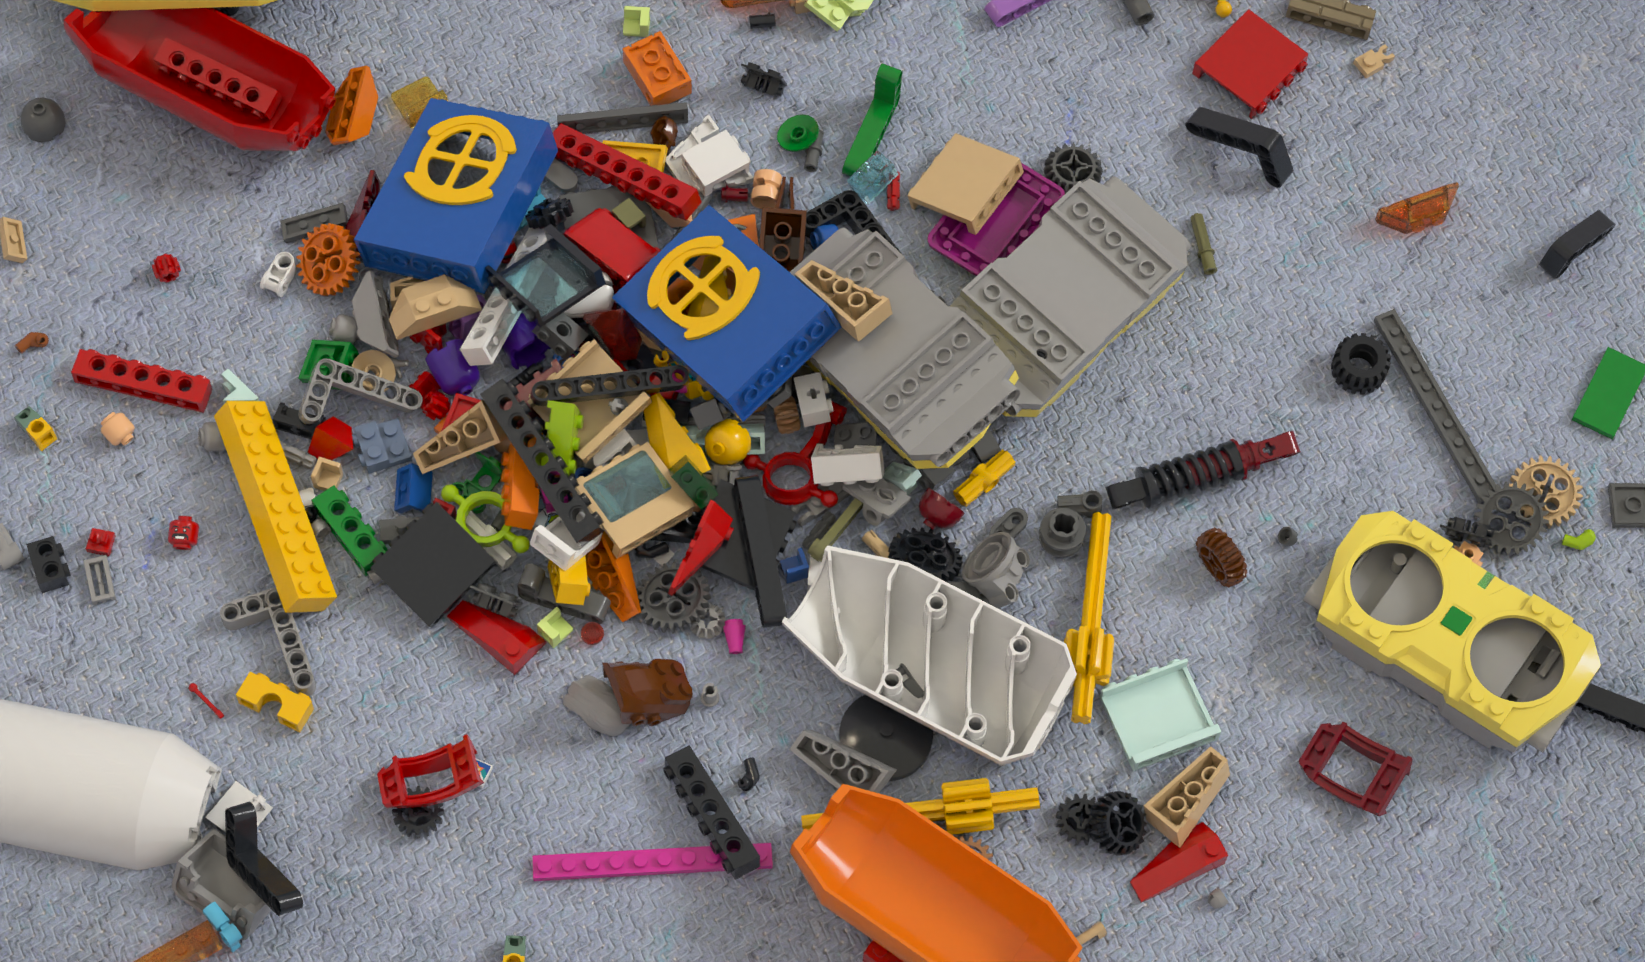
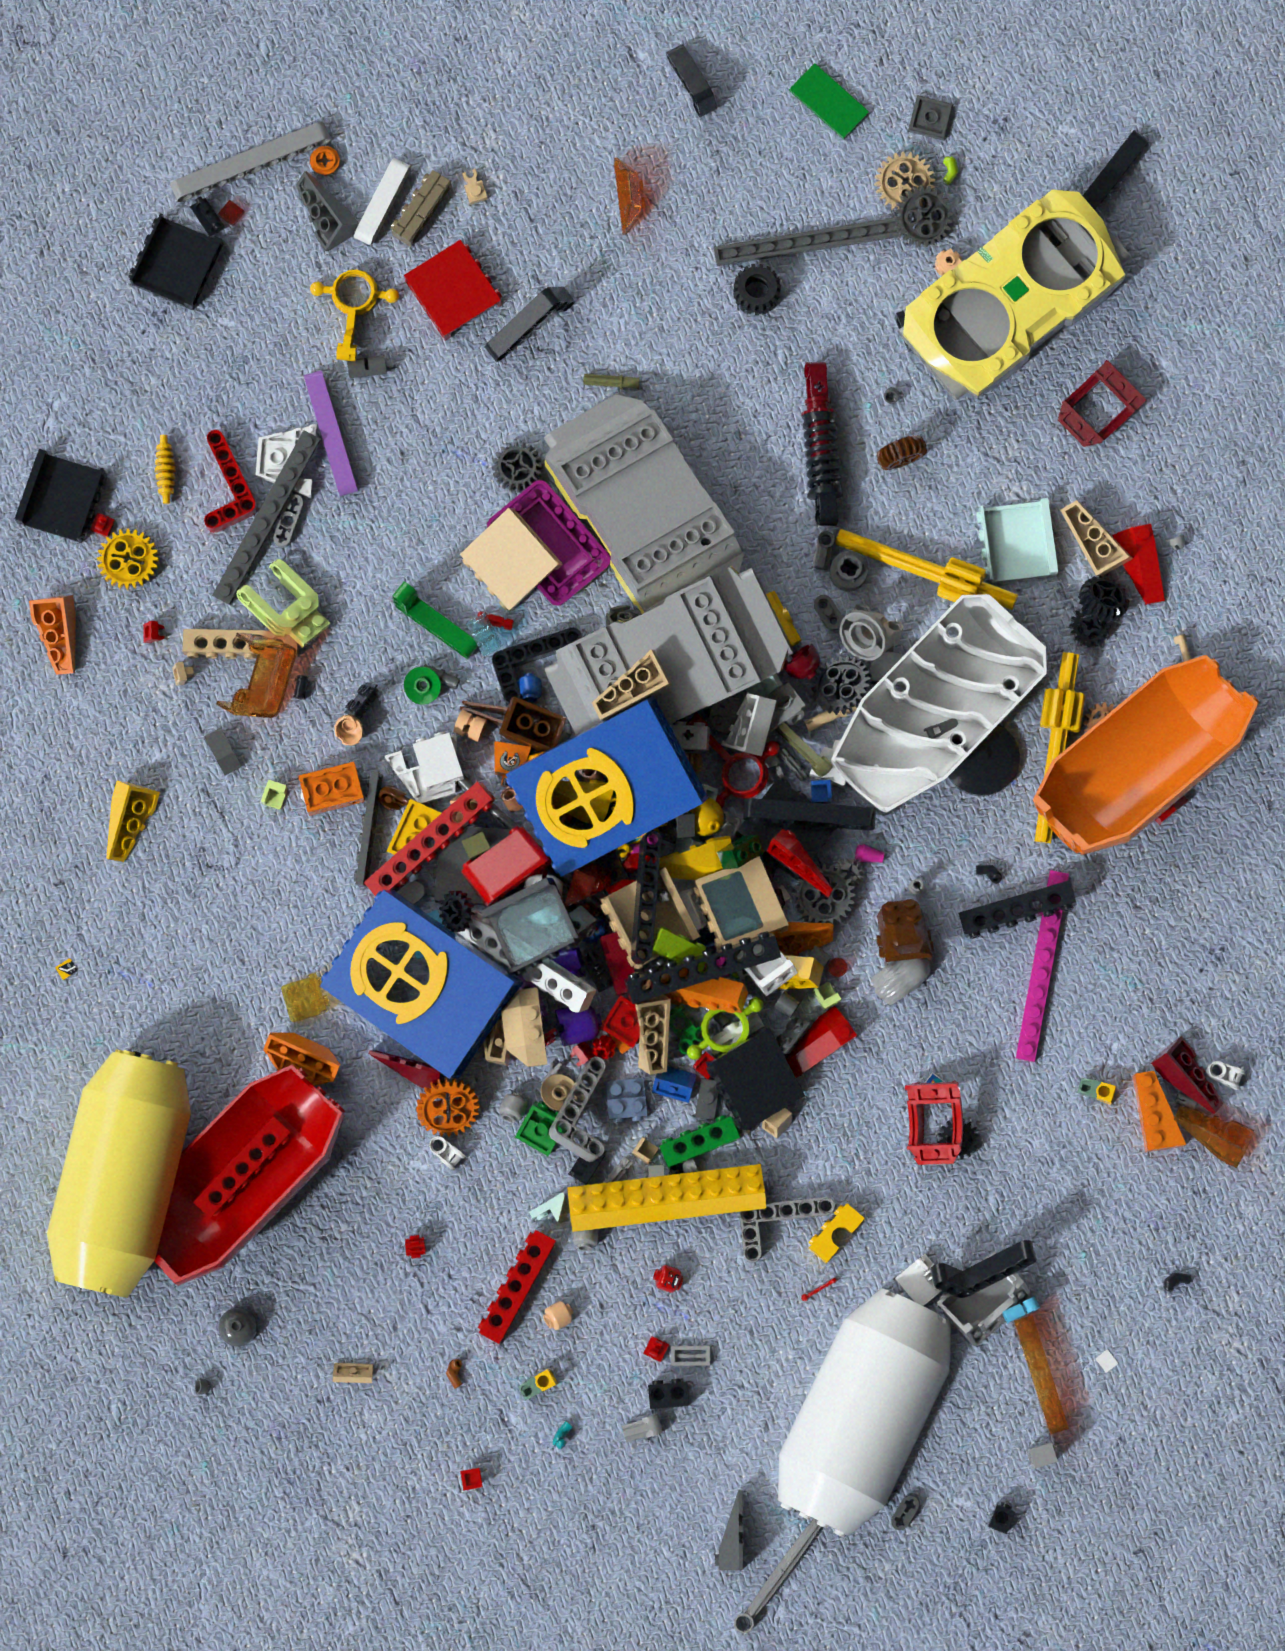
camera: 70 degrees left, 15 degrees up
(298, 226) = (403, 1112): dark grey hinge -> none
(331, 439) = (615, 1138): red slope -> none
(372, 315) = (515, 1080): light grey wedge -> none
(392, 608) = (778, 1123): none -> tan panel
(728, 73) = (349, 729): none -> light nougat hair
(734, 194) = (465, 754): dark red pin -> none
(841, 763) = (1004, 798): light grey wedge -> none
(1457, 532) = (937, 250): black hinge -> none

